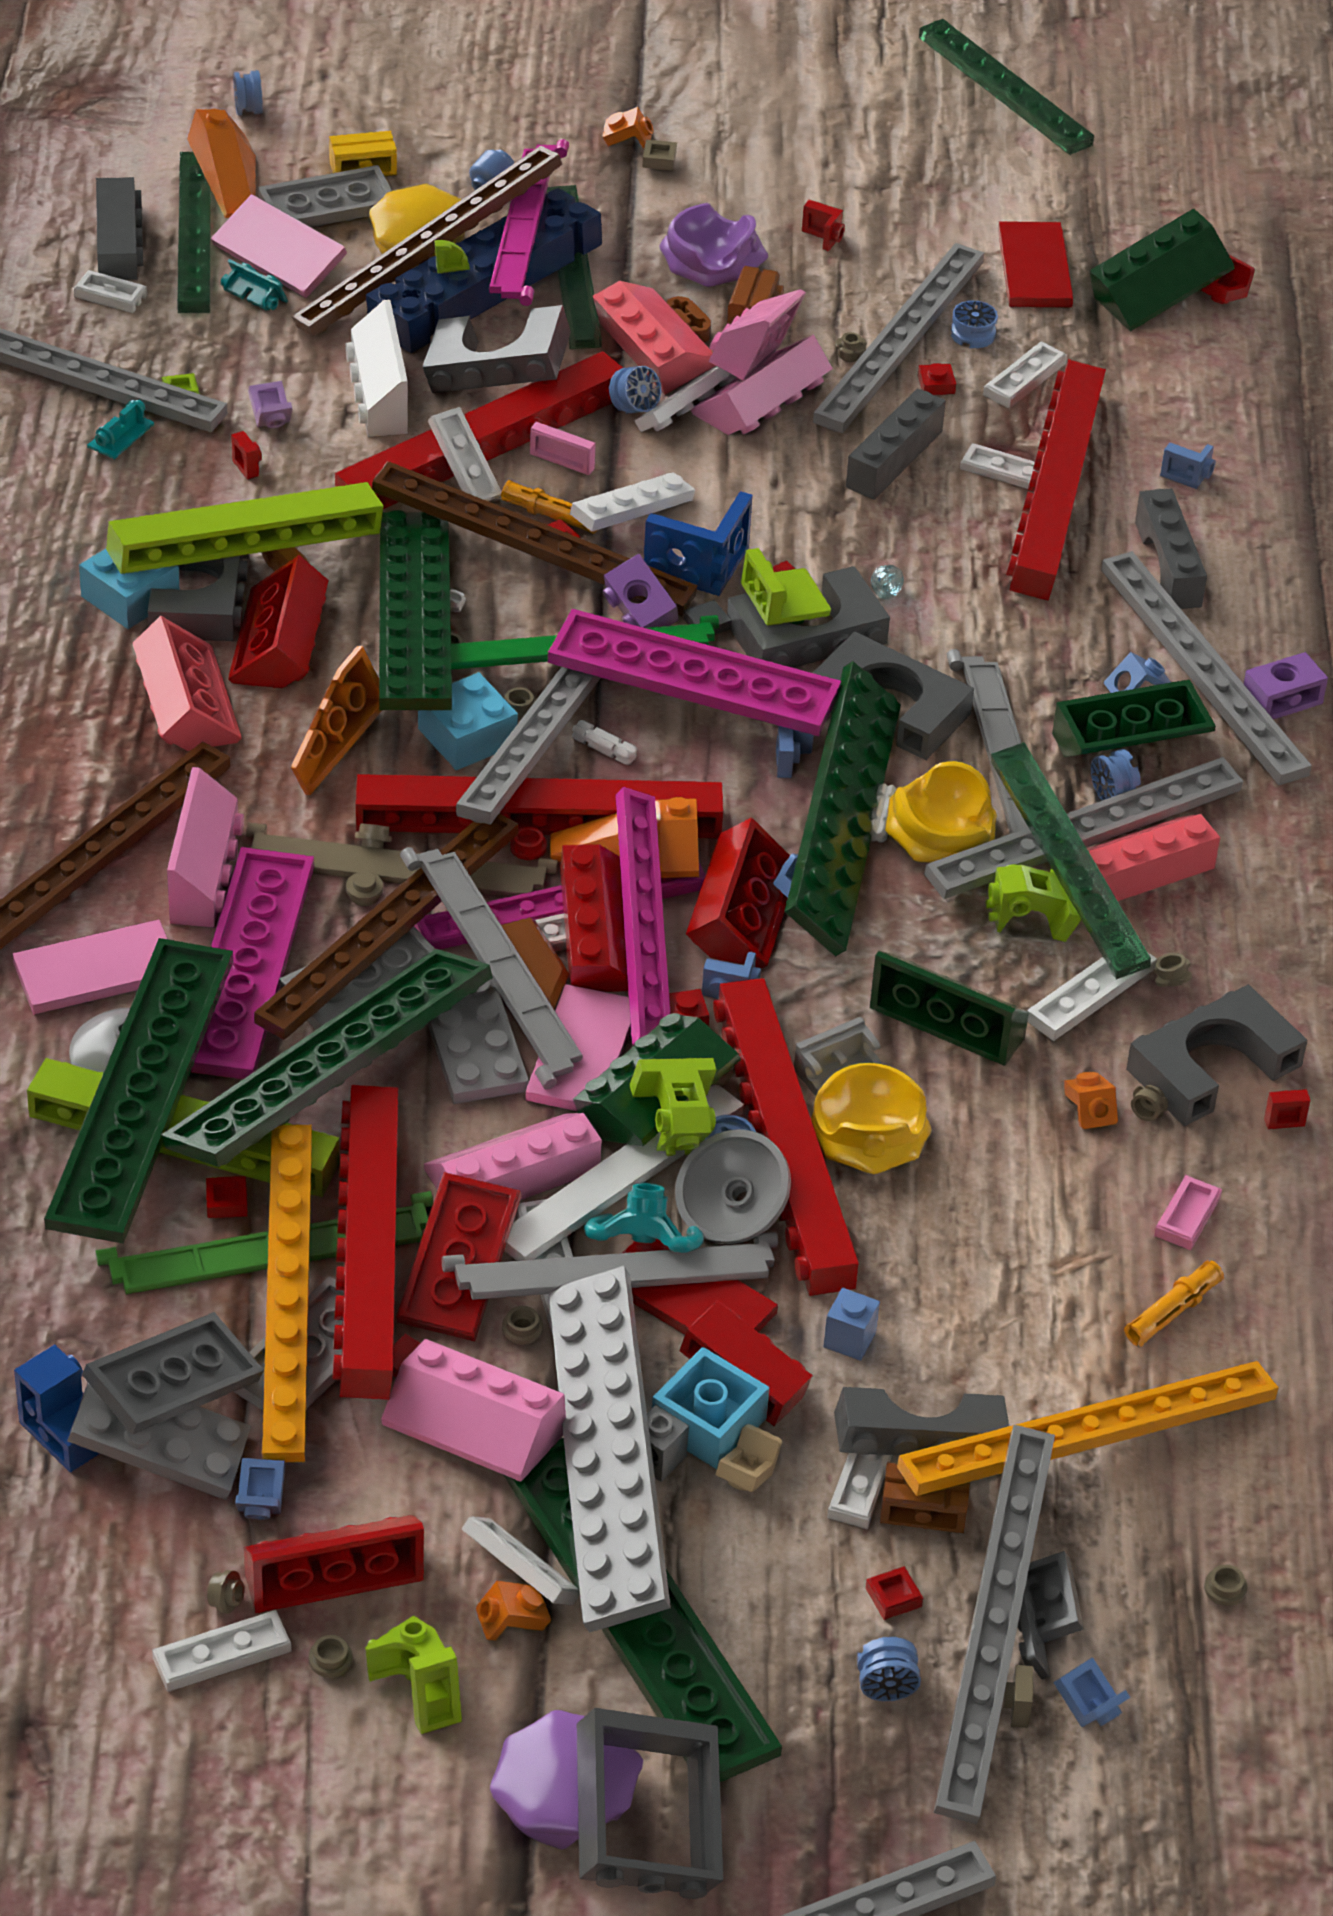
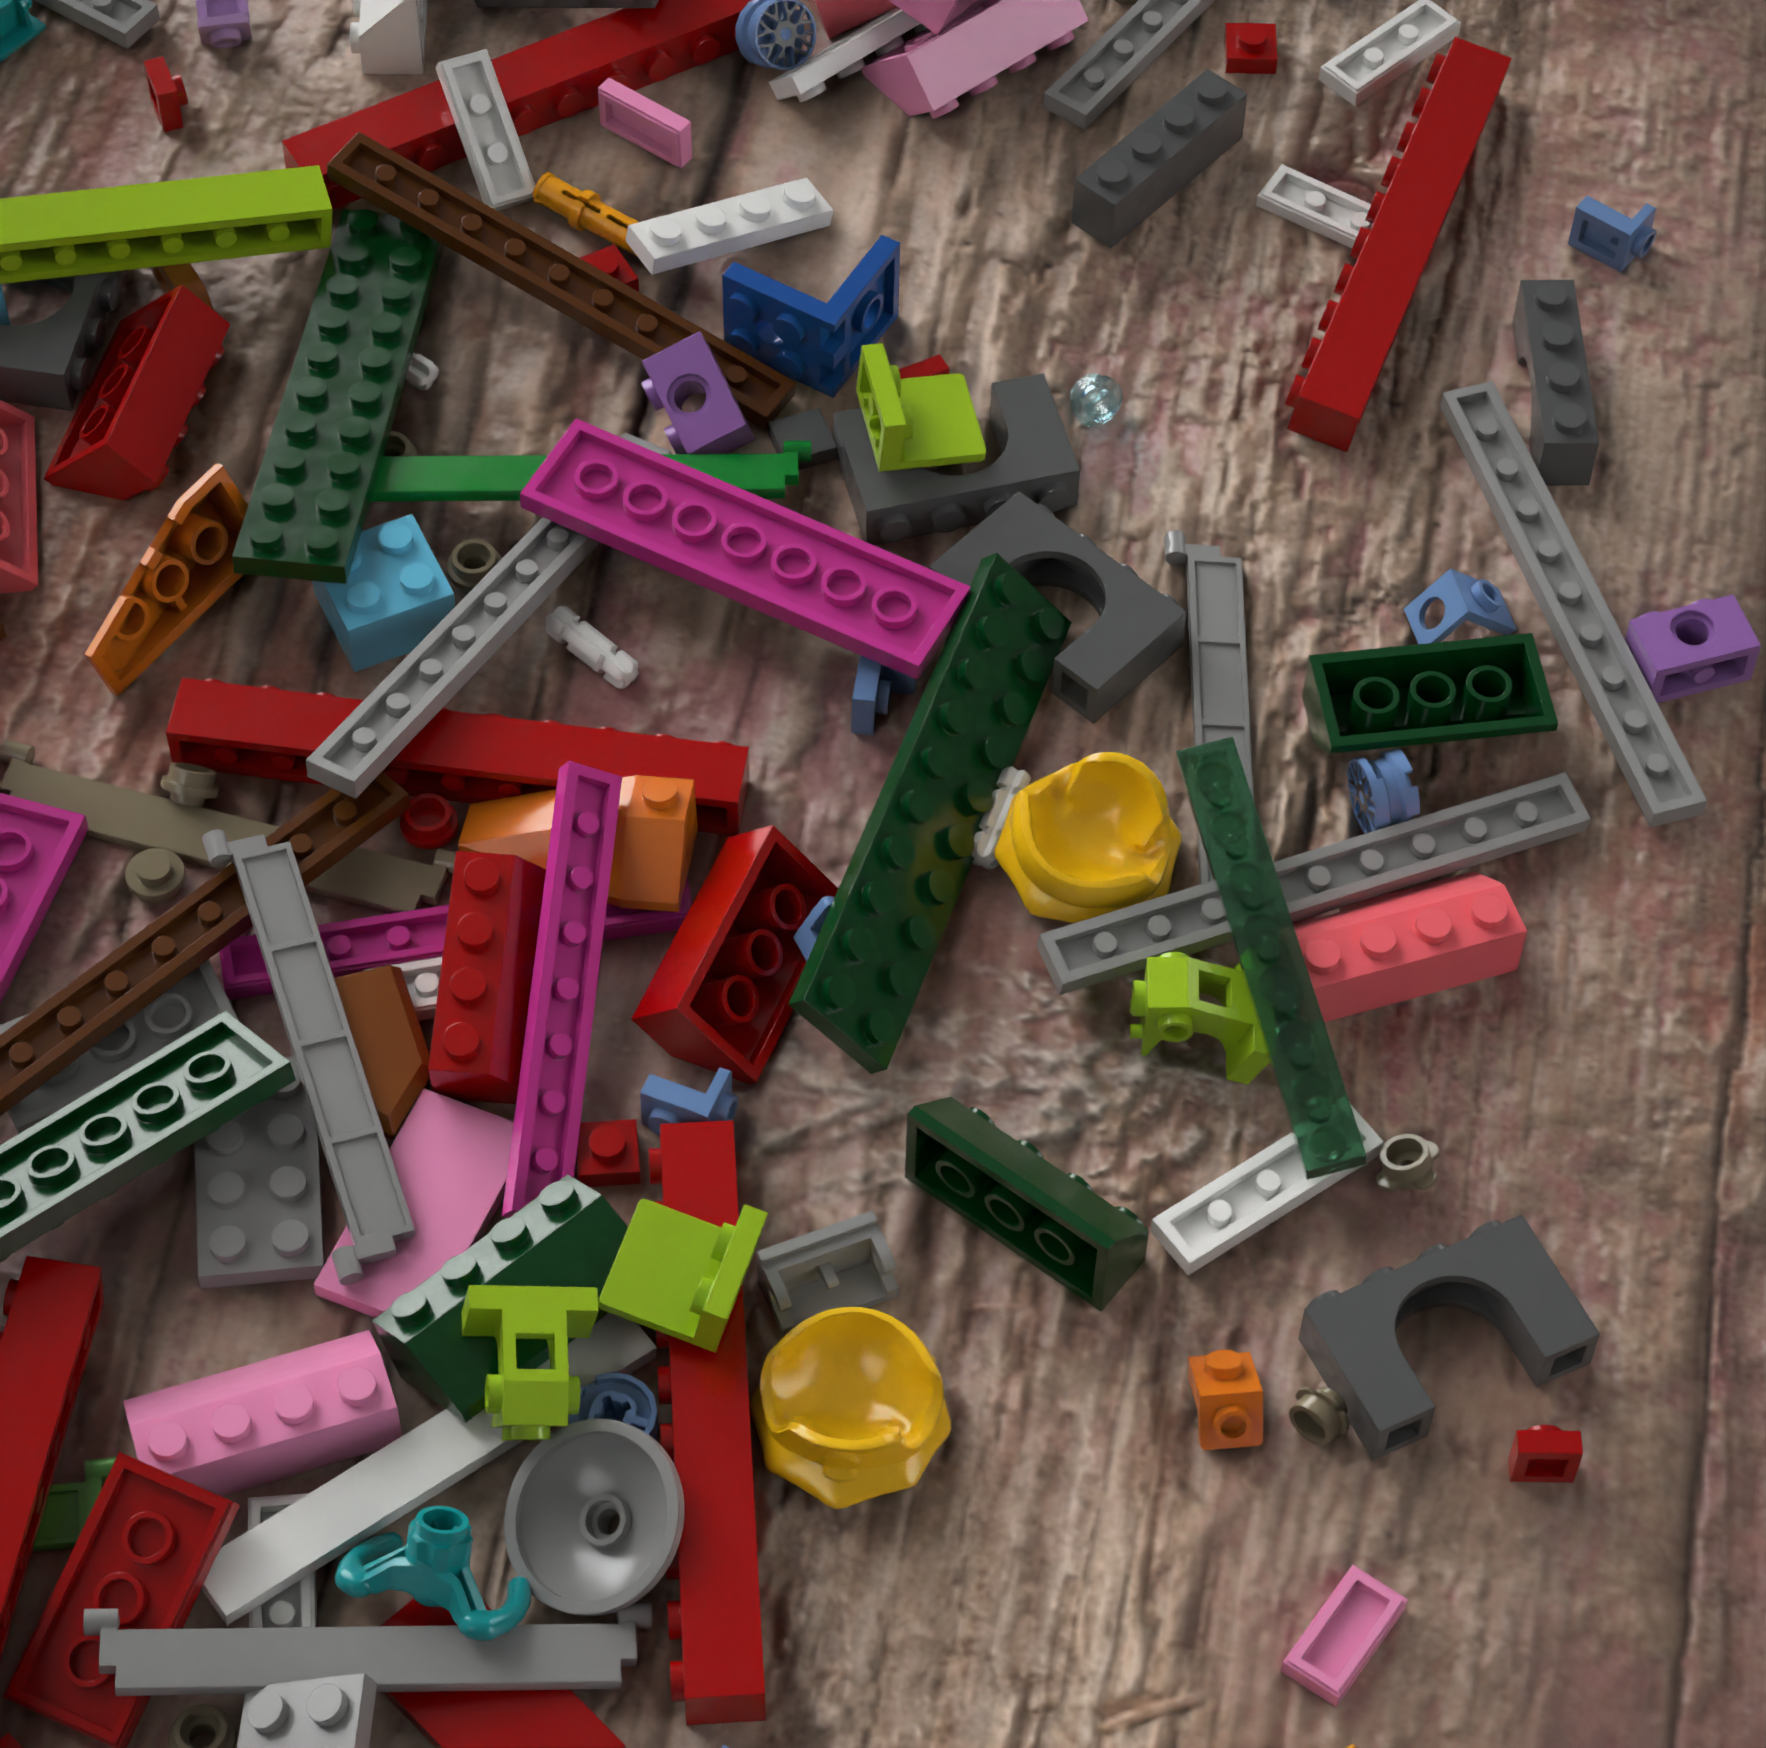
camera: 10 degrees right, 10 degrees up
(760, 1053) = (681, 1272): none -> lime bracket

